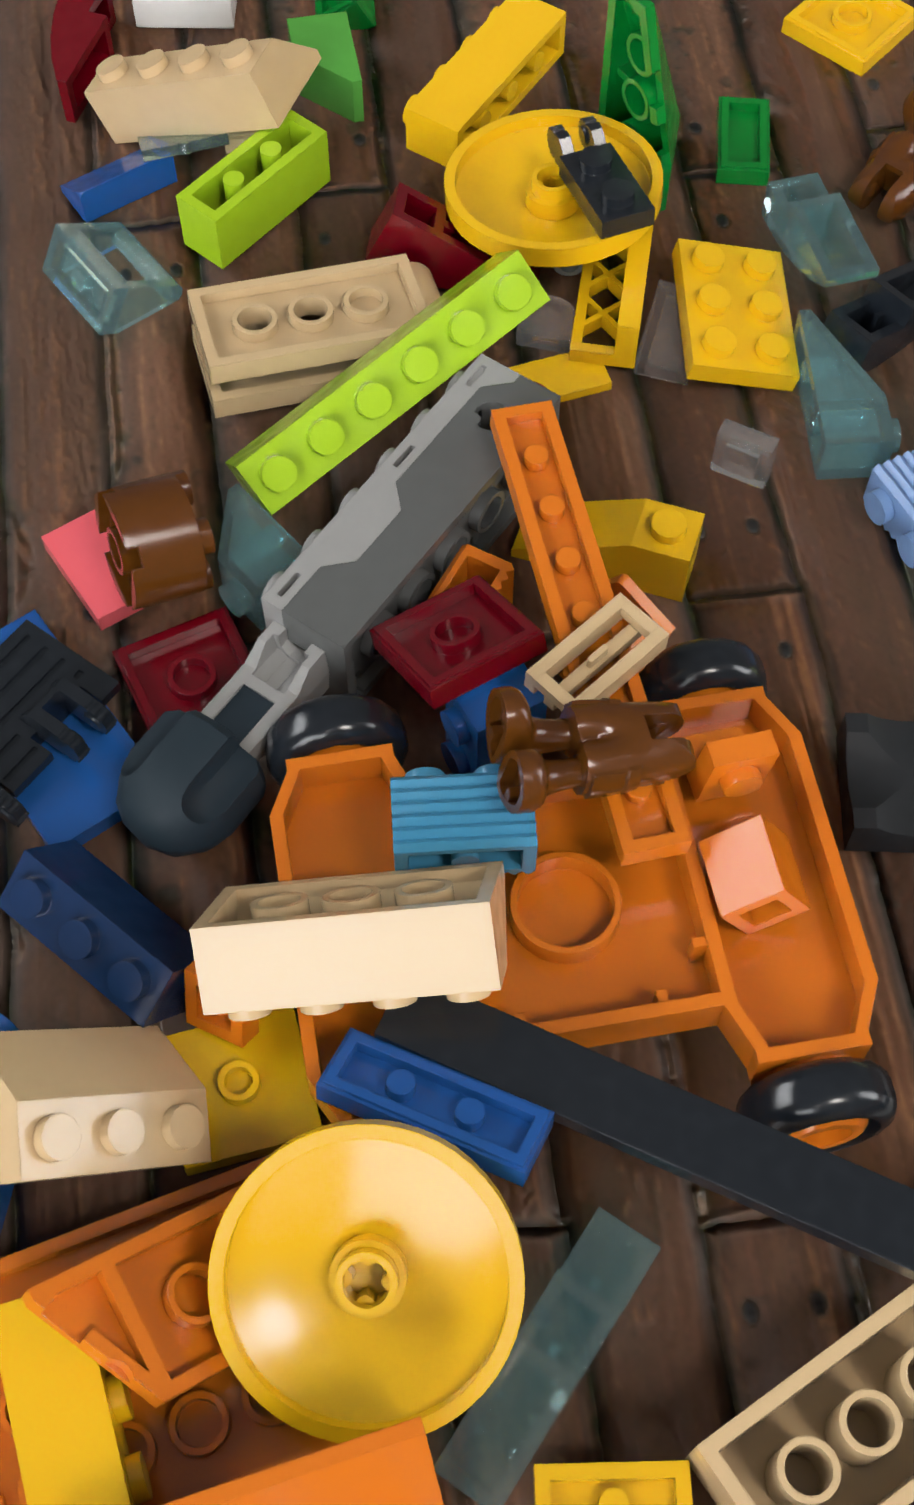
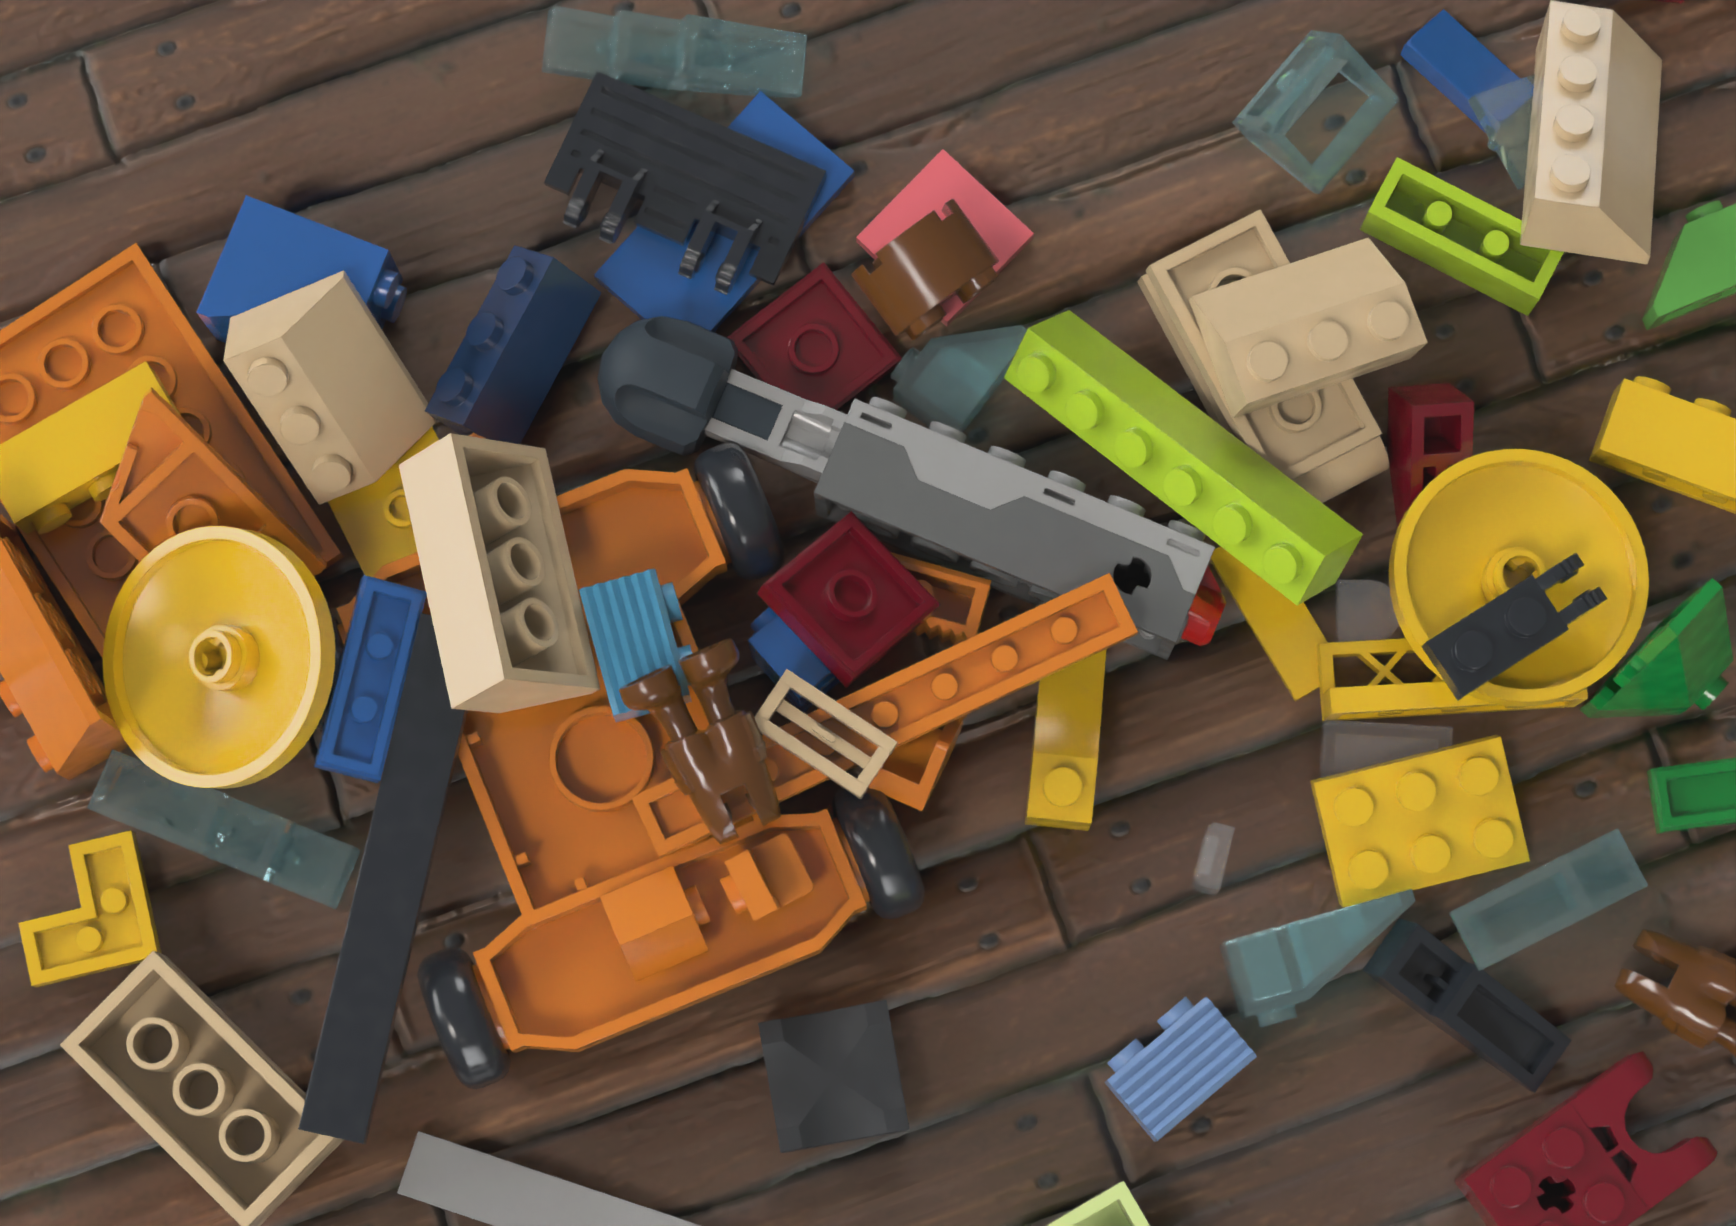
camera: 80 degrees right, 20 degrees up
(302, 264) = (1307, 326): none -> tan slope

